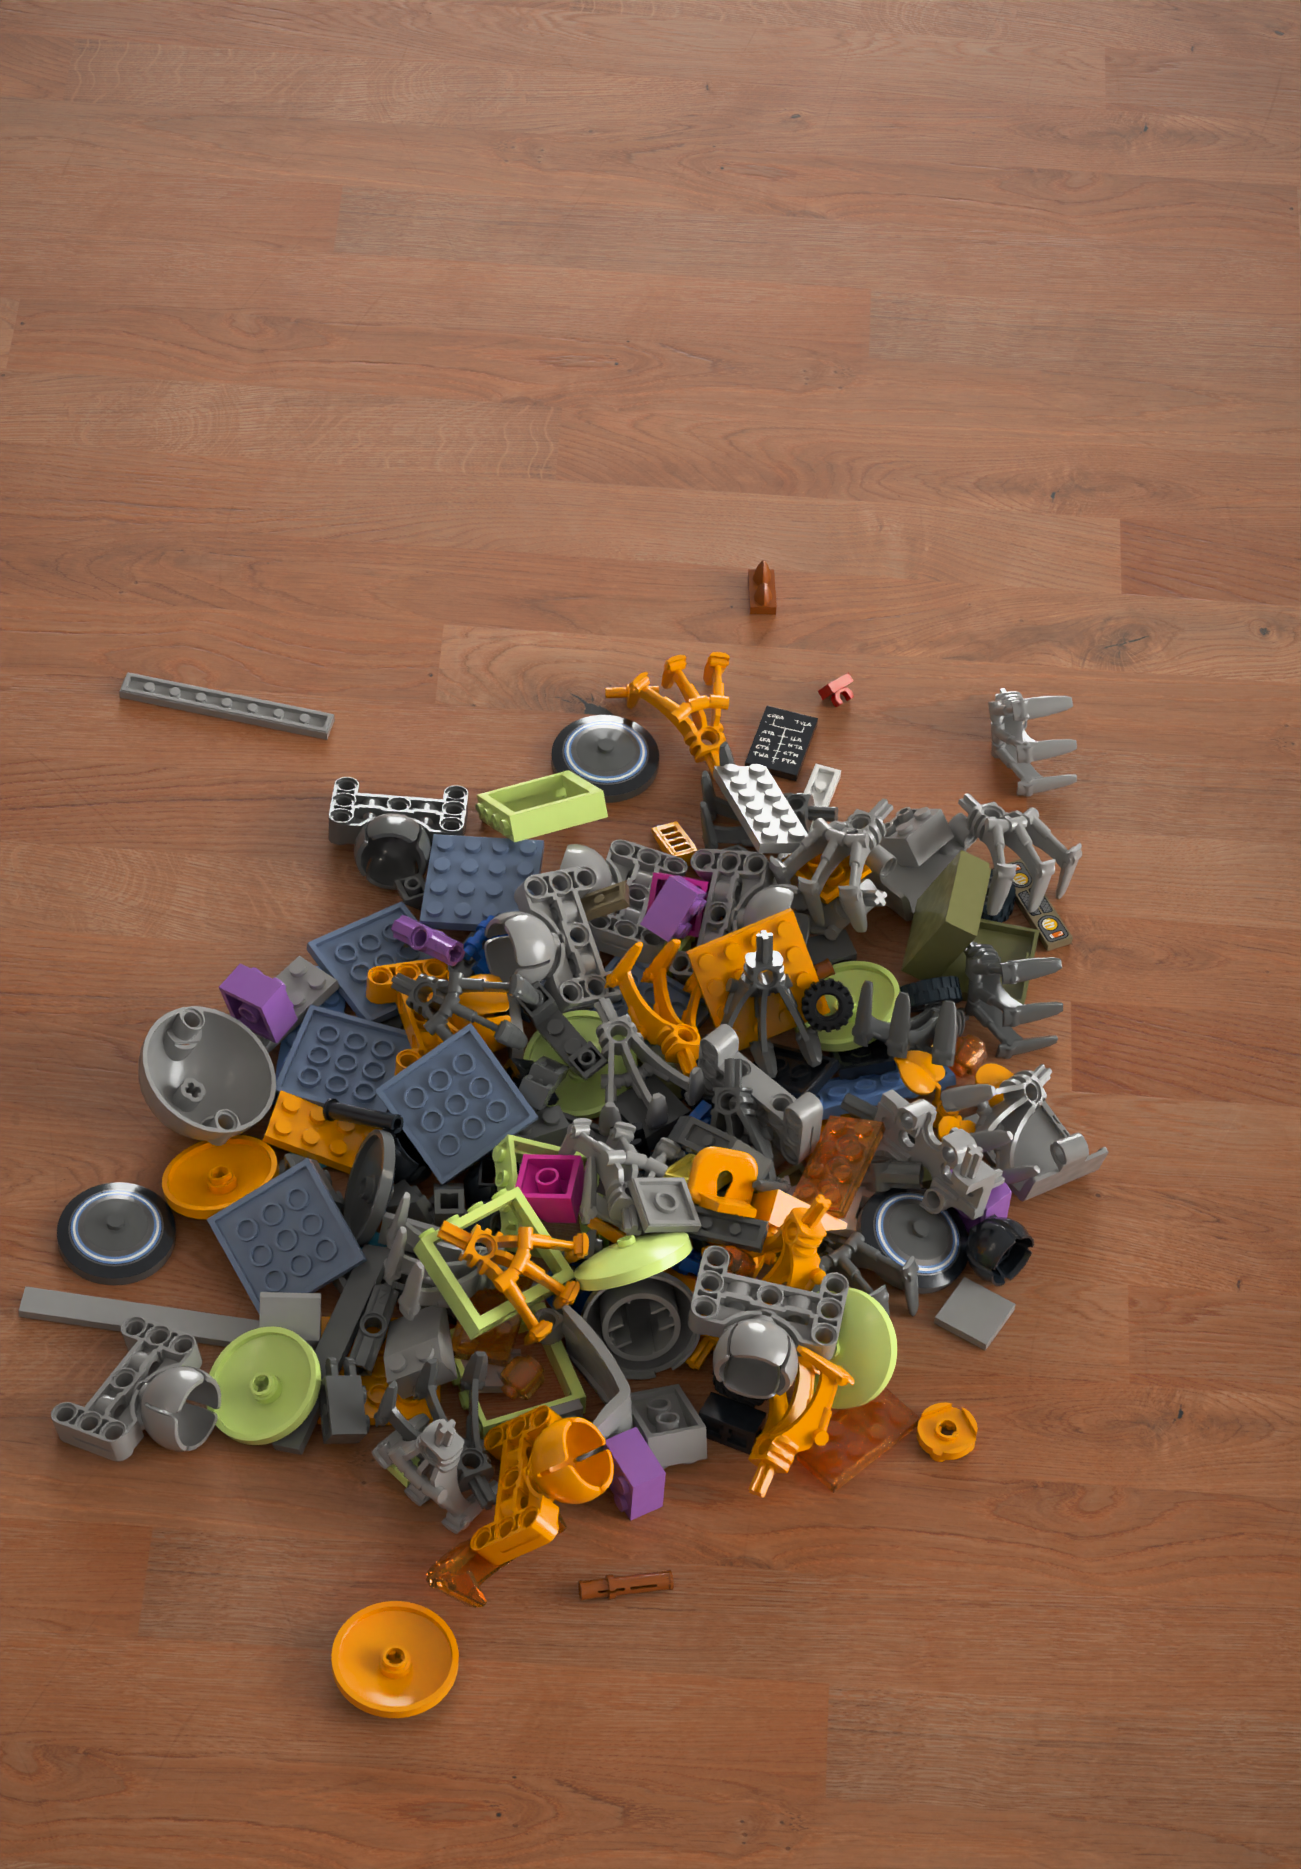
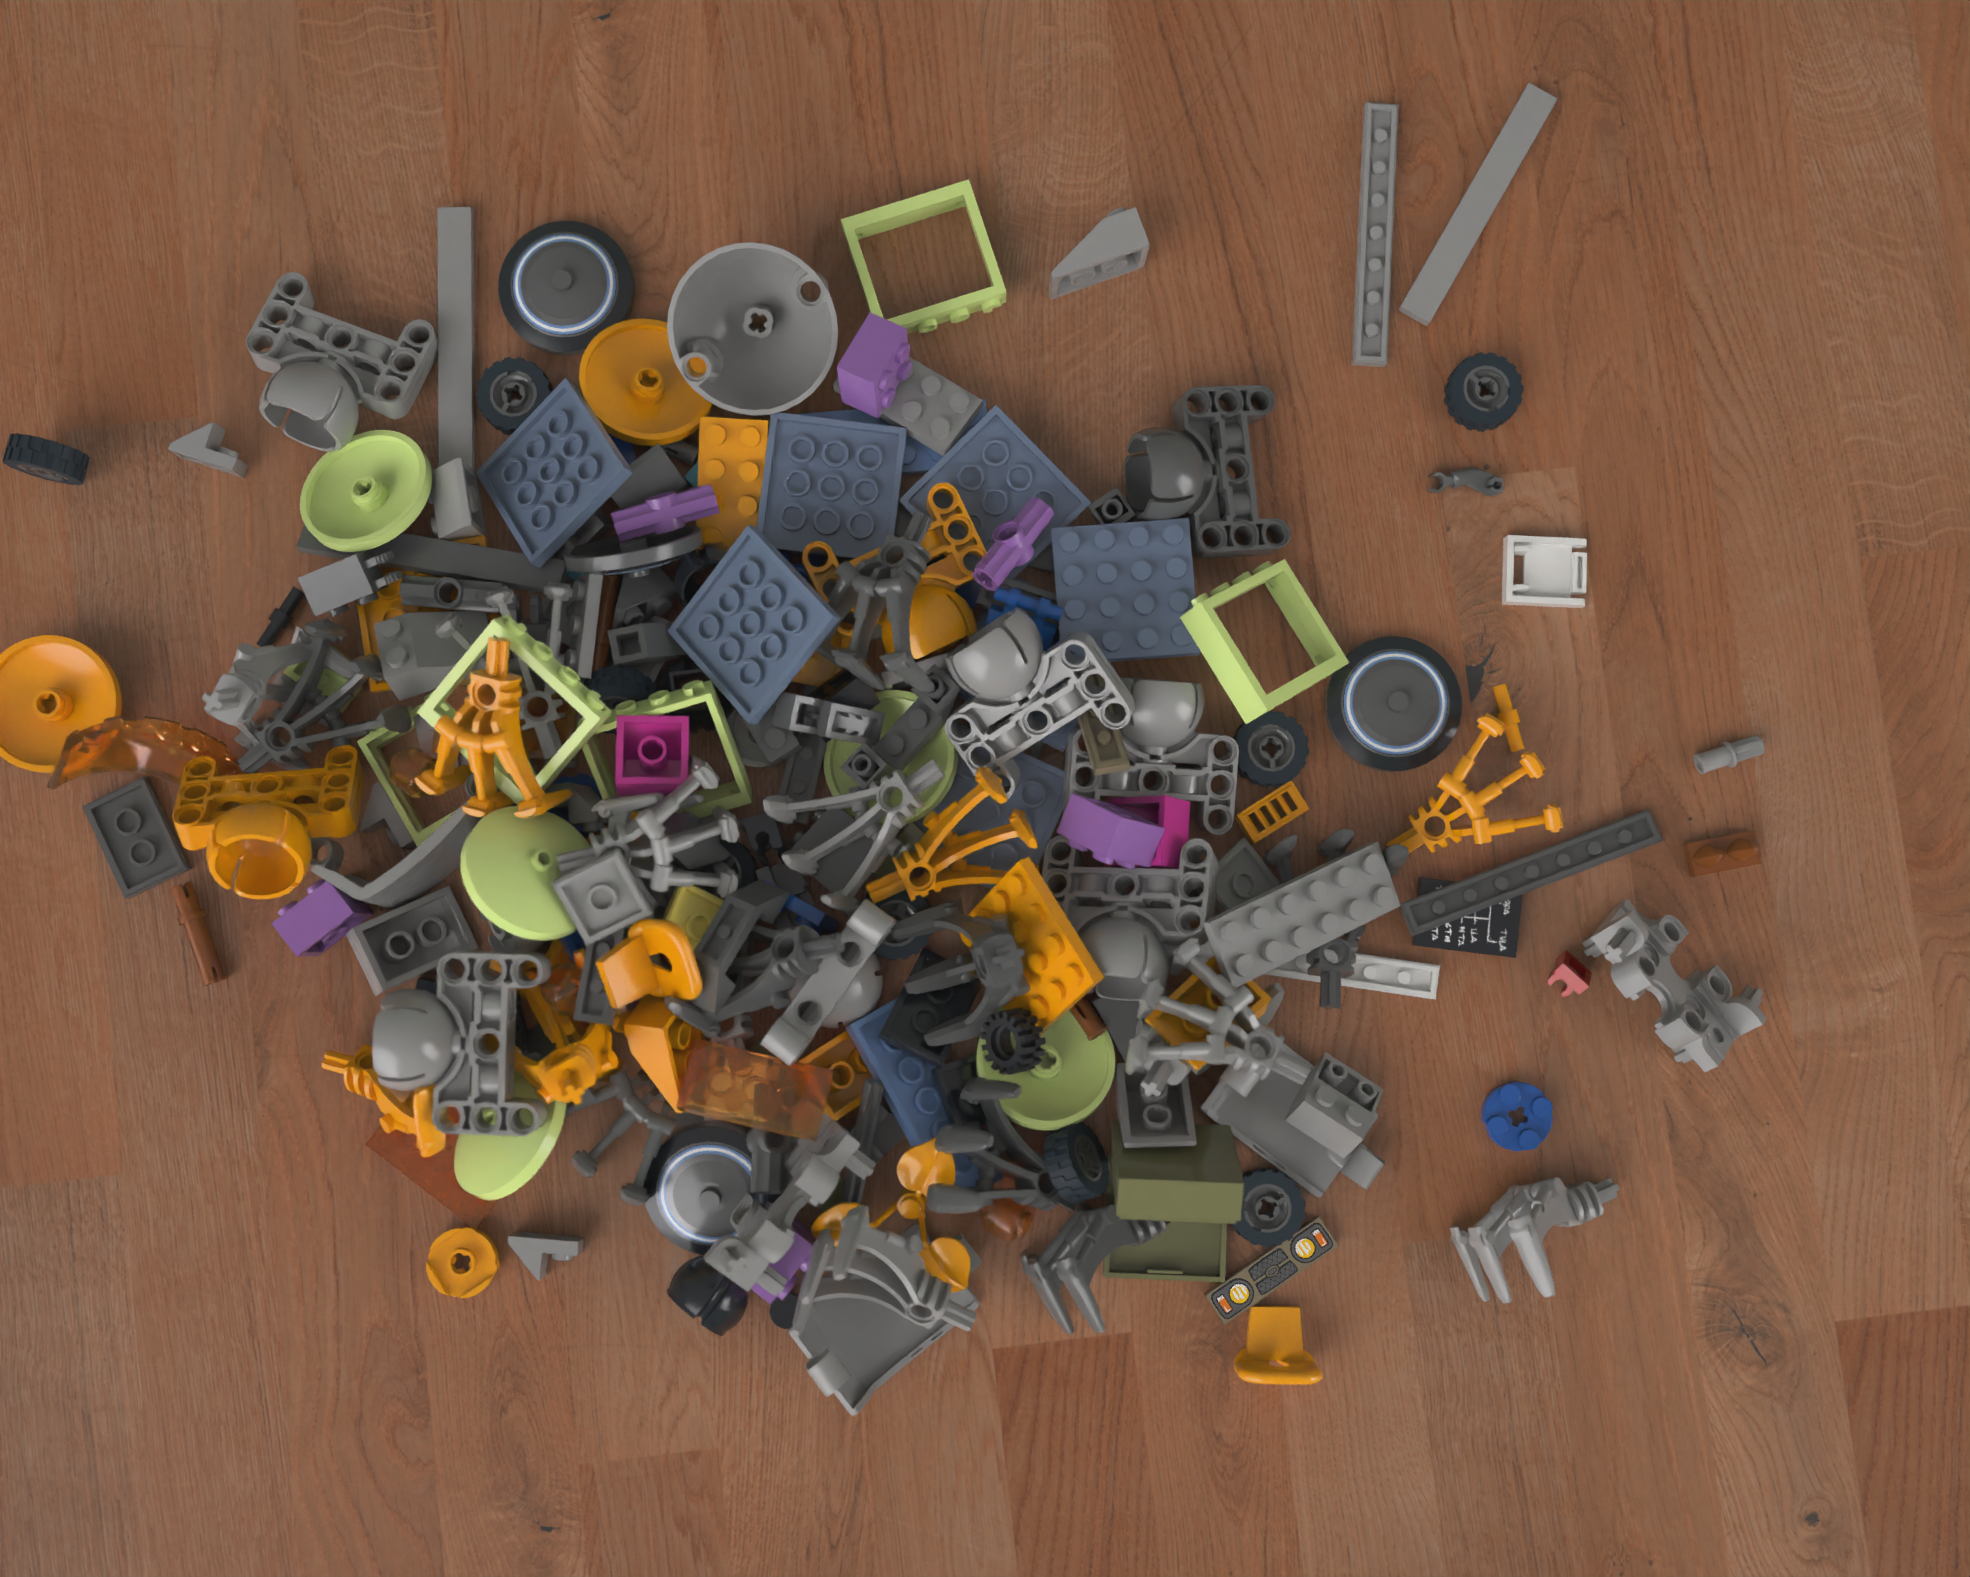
camera: 75 degrees right, 35 degrees up
(138, 1026) = (911, 211): none -> yellowish green window
(171, 1622) = (46, 459): none -> black wheel
(192, 1513) = (204, 448): none -> light grey slope
(197, 859) = (1109, 250): none -> light grey slope
(204, 1279) = (501, 382): none -> wheel
(222, 641) = (1477, 204): none -> light grey tile
(341, 1167) = (665, 512): none -> medium lavender piece
(356, 1483) = (281, 617): none -> black bar
(362, 1116) = (730, 520): black pin -> none
(373, 661) = (1464, 388): none -> black wheel
(439, 680) = (1471, 477): none -> dark grey arm
(522, 654) = (1548, 571): none -> white container
(528, 1624) = (137, 837): none -> dark grey tile
(625, 824) = (1289, 749): none -> black wheel
(688, 574) = (1728, 754): none -> light grey axle
(754, 697) = (1529, 872): none -> dark grey tile
(879, 611) = (1697, 1012): none -> light grey gear
(894, 932) = (1153, 1119): none -> light grey slope
(939, 728) = (1525, 1134): none -> blue plate
(946, 1373) = (535, 1247): none -> light grey slope
(974, 1313) = (636, 1273): light grey tile -> none
(1019, 832) = (1344, 1232): light grey piece -> none
(1022, 1213) = (783, 1310): none -> black tile
(1093, 911) = (1277, 1336): none -> light orange piece

